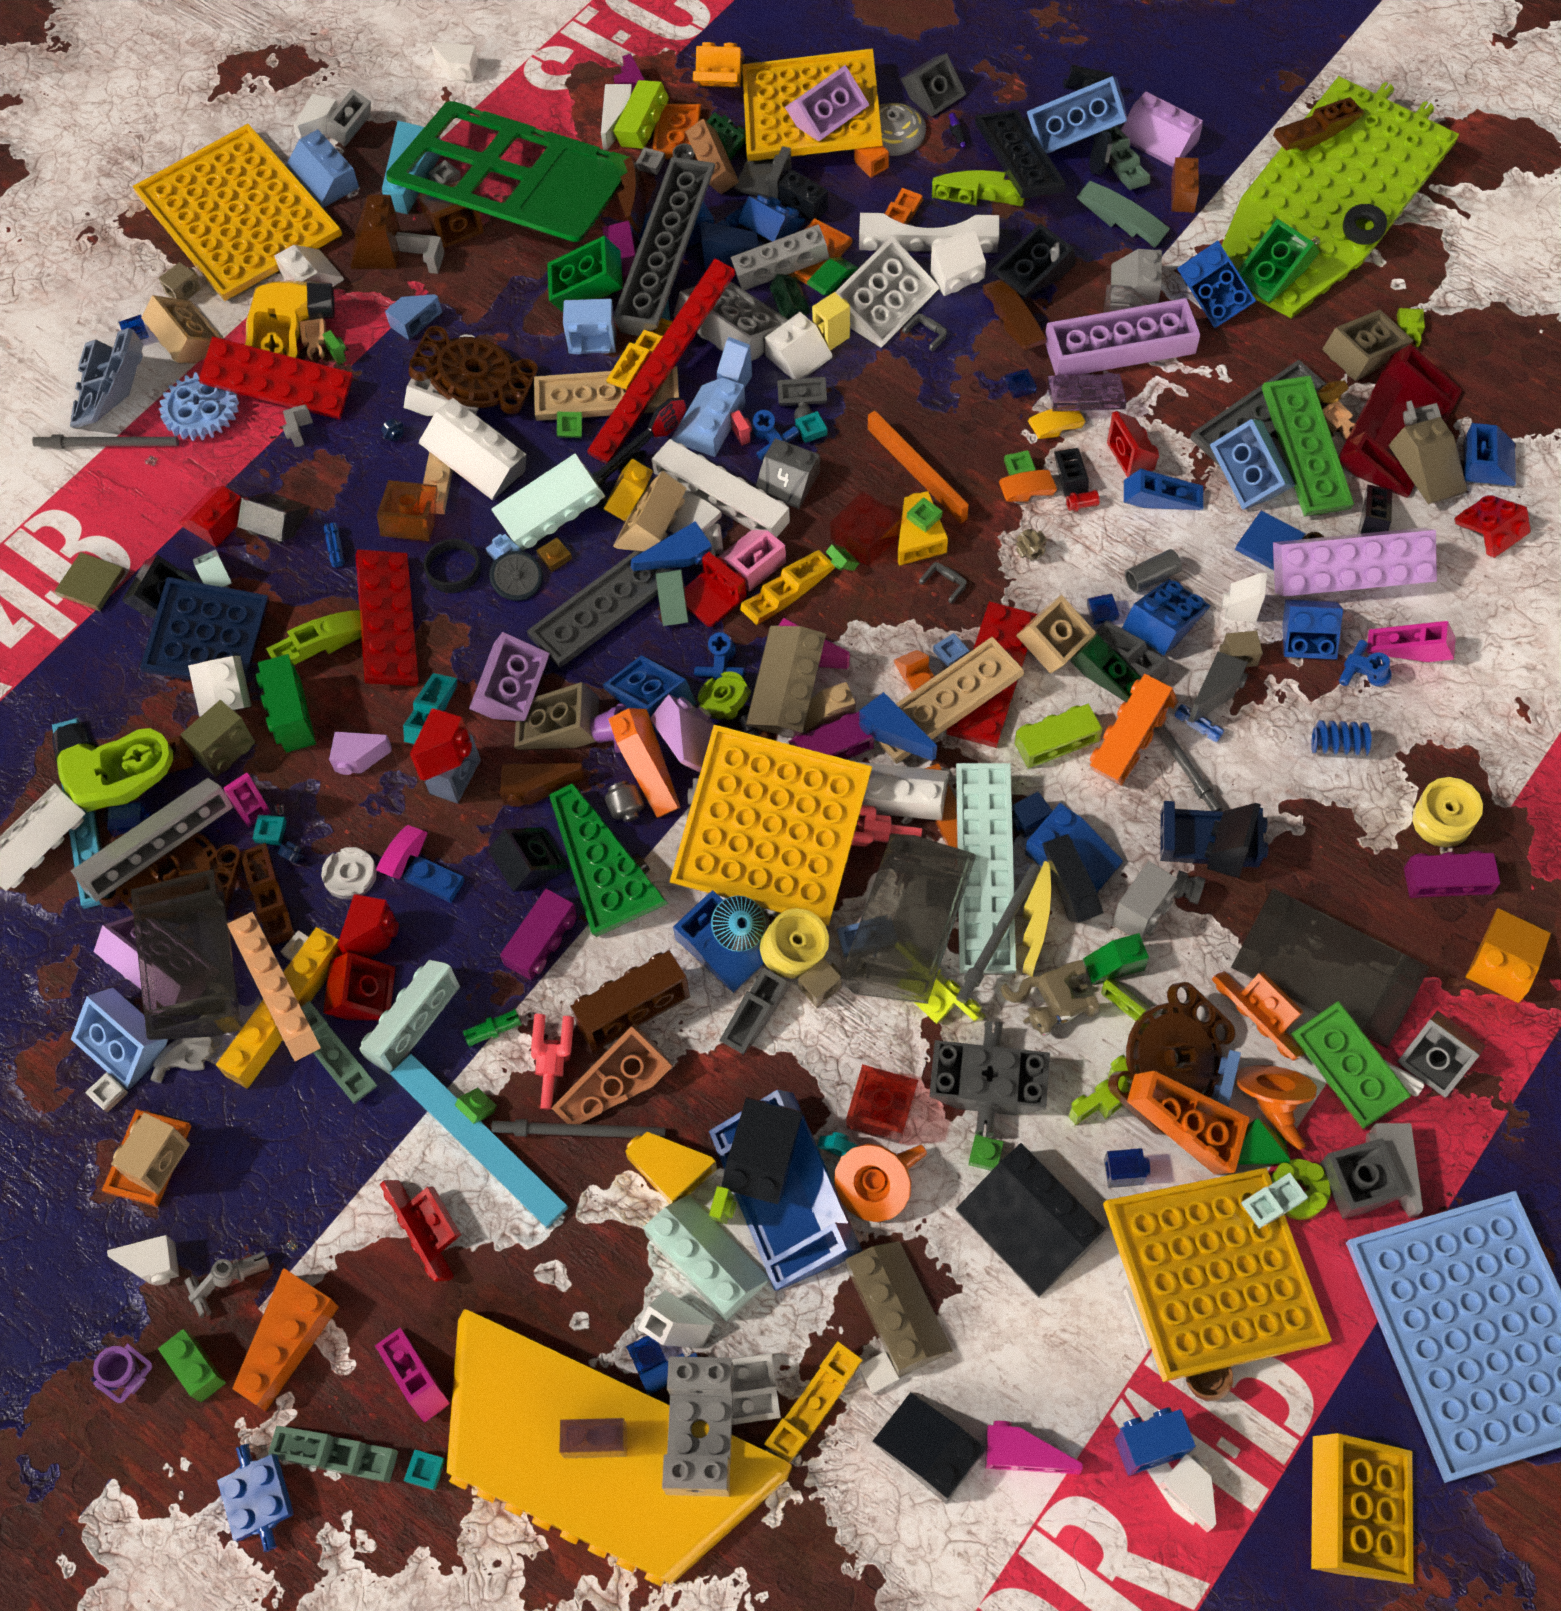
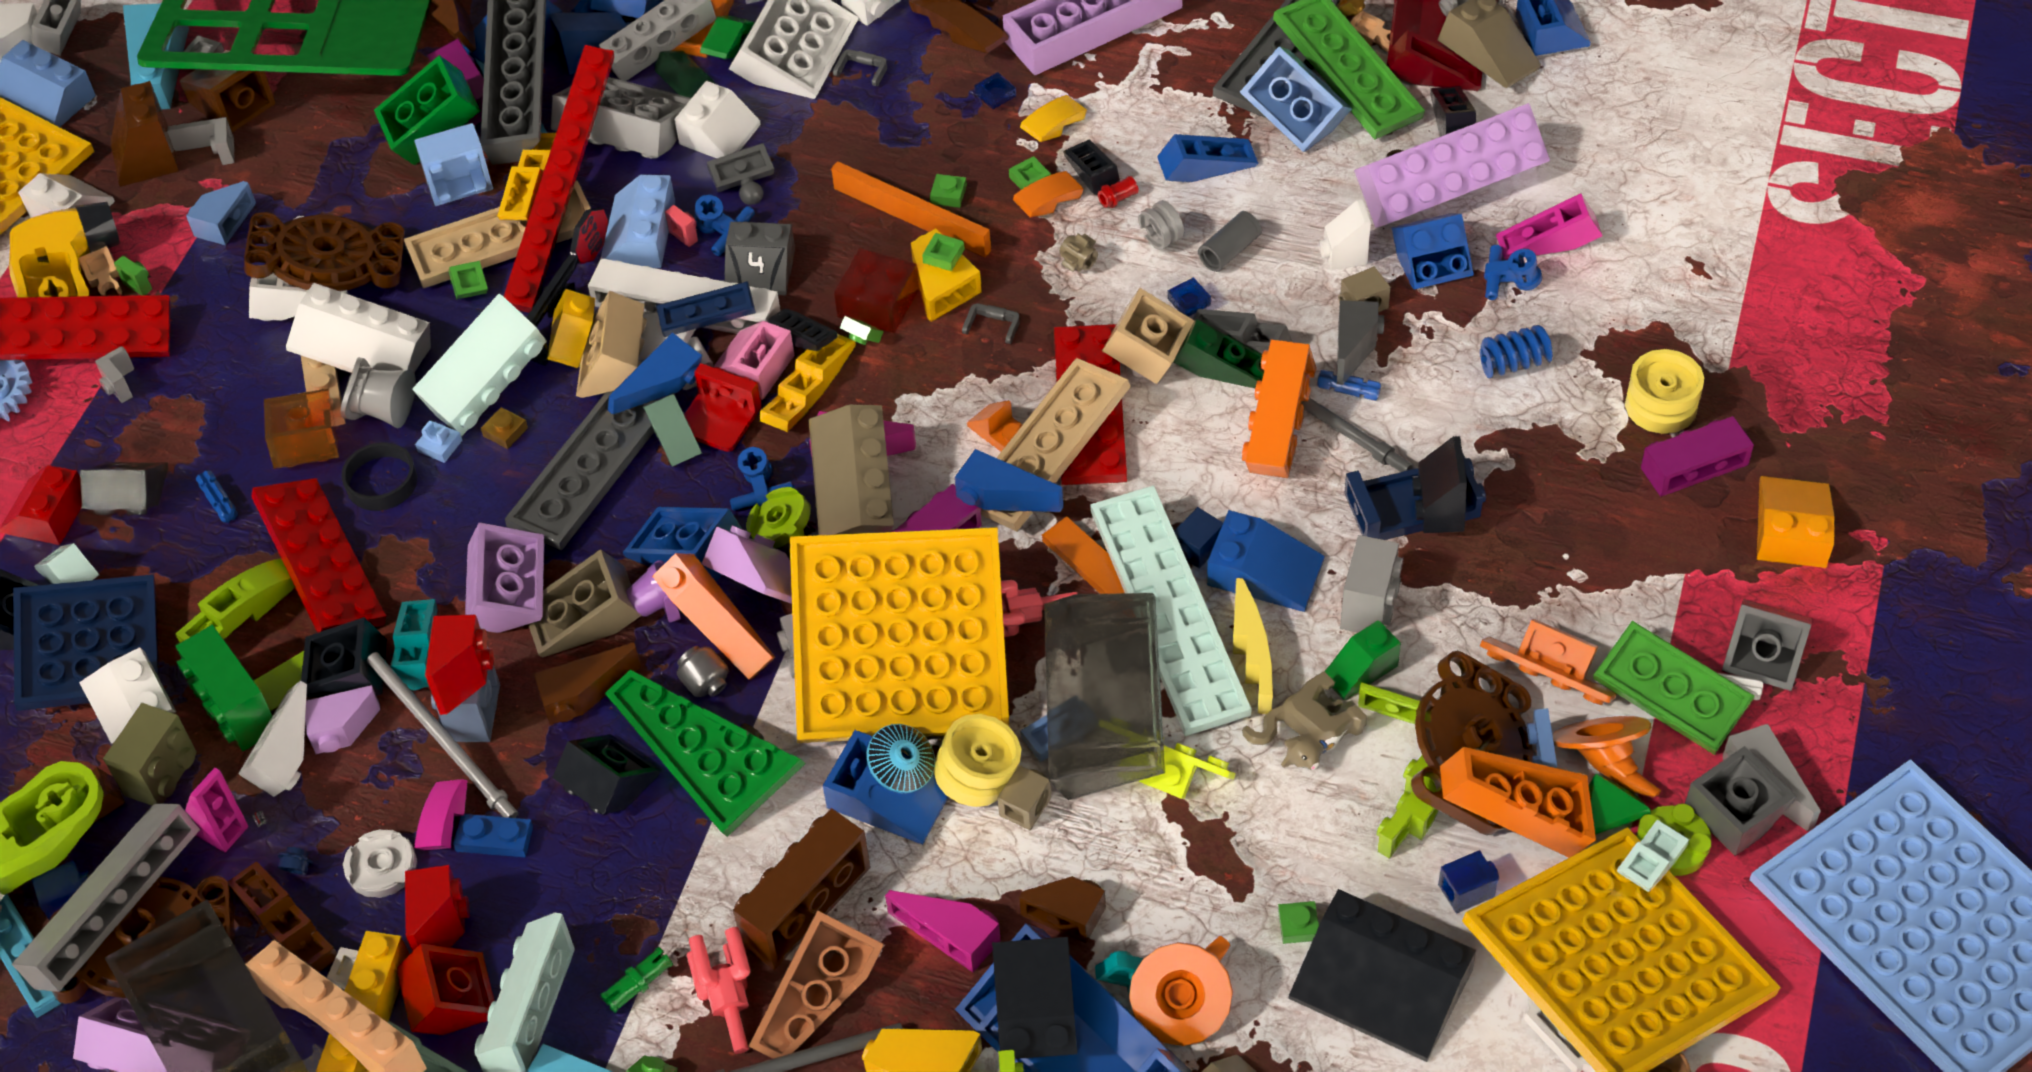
camera: 20 degrees left, 10 degrees down
(269, 829) = (256, 844): teal plate -> none
(308, 761) = (281, 746): none -> white slope
(333, 709) = (279, 680): none -> lime slope
(375, 708) = (338, 659): none -> black slope
(392, 430) = (244, 347): dark blue plate -> none
(445, 851) = (496, 798): none -> light grey bar
(471, 500) = (378, 394): none -> light grey hat
(516, 575) = (465, 464): dark grey wheel -> none
(539, 934) = (655, 854): magenta brick -> none
(729, 1067) = (947, 924): none -> dark pink slope
(730, 506) = (706, 309): none -> dark blue tile
(735, 362) = (649, 152): slope -> none
(755, 1011) = (958, 850): dark grey slope -> none
(796, 544) = (803, 330): none -> black slope
(811, 427) = (767, 202): teal plate -> none
(818, 1080) = (1065, 906): none -> reddish brown slope
(829, 706) = (914, 489): tan slope -> none
(832, 319) = (749, 78): light yellow brick -> none
(881, 1104) = (1155, 904): clear red brick -> none
(907, 791) = (1047, 556): white slope -> none
(950, 650) = (1030, 391): medium blue plate -> none
(952, 458) = (948, 190): none -> bright green plate
(975, 975) = (1207, 724): dark grey bar -> none
(1017, 1076) = (1271, 834): dark grey slope -> none
(1057, 735) = (1194, 444): lime brick -> none
(1072, 880) = (1277, 588): black slope -> none
(1086, 392) = (1075, 78): clear purple plate -> none
(1104, 540) = (1161, 224): none -> light grey wheel
(1131, 444) = (1148, 117): red slope -> none
(1165, 616) = (1263, 283): blue slope -> none
(1189, 887) = (1415, 558): dark grey wheel -> none
(1259, 538) = (1336, 174): blue tile -> none
(1330, 962) = (1602, 585): clear smoke slope -> none
(1499, 522) = (1592, 82): red bracket -> none

